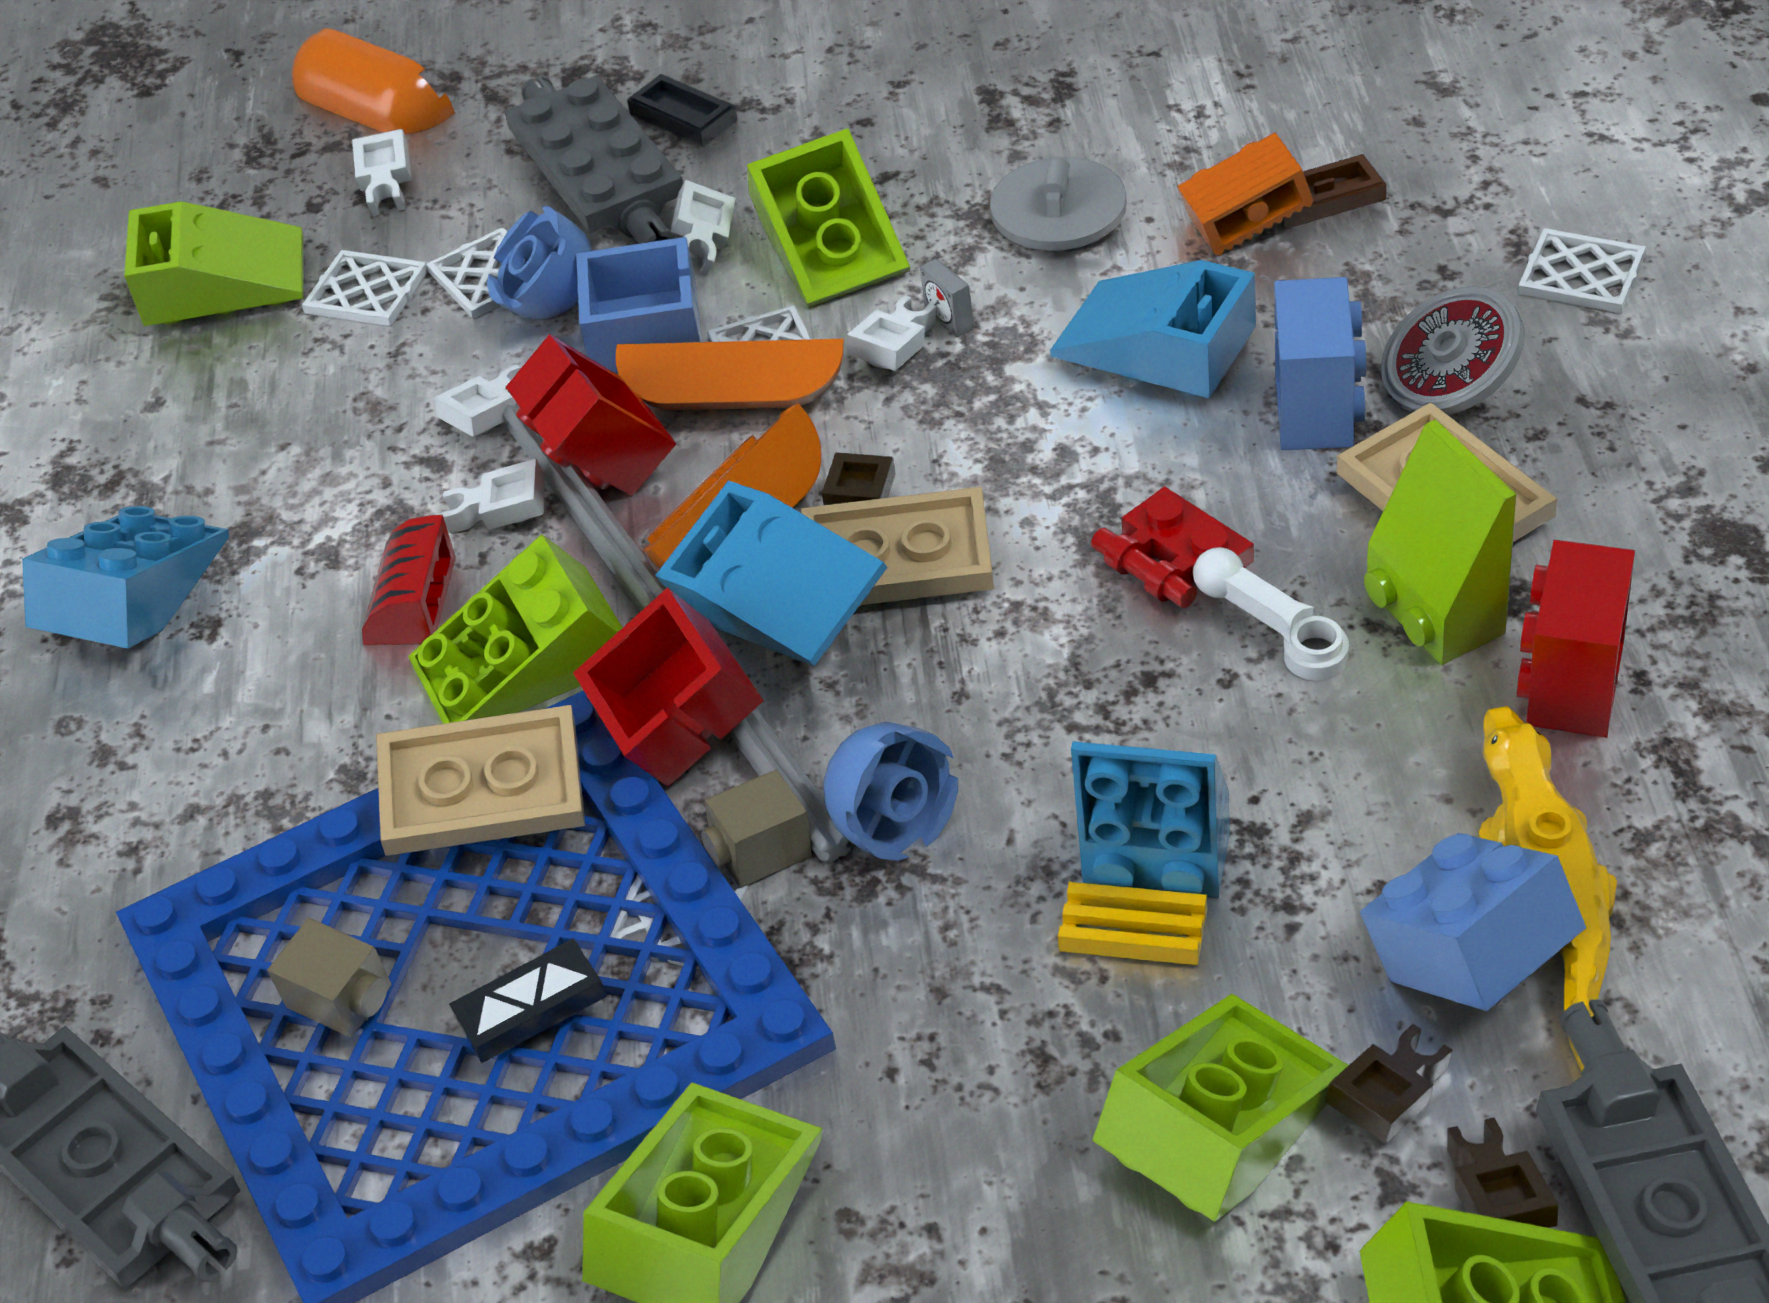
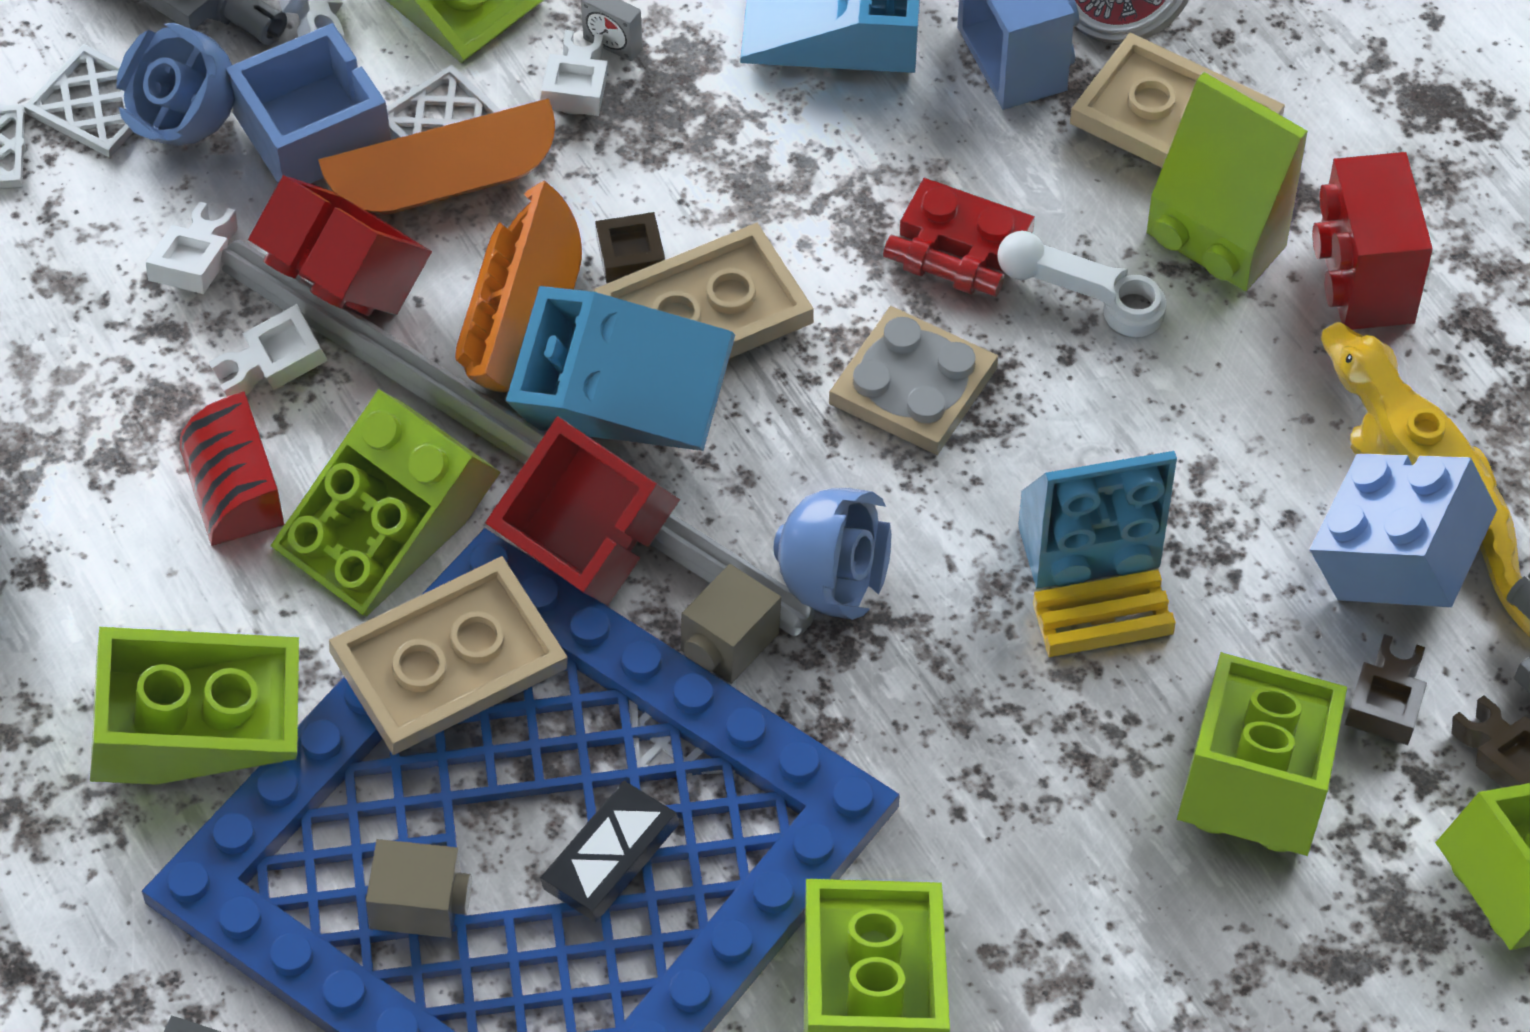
camera: 30 degrees left, 10 degrees up
(237, 759) = (191, 704): none -> lime slope
(1061, 661) = (913, 380): none -> piece

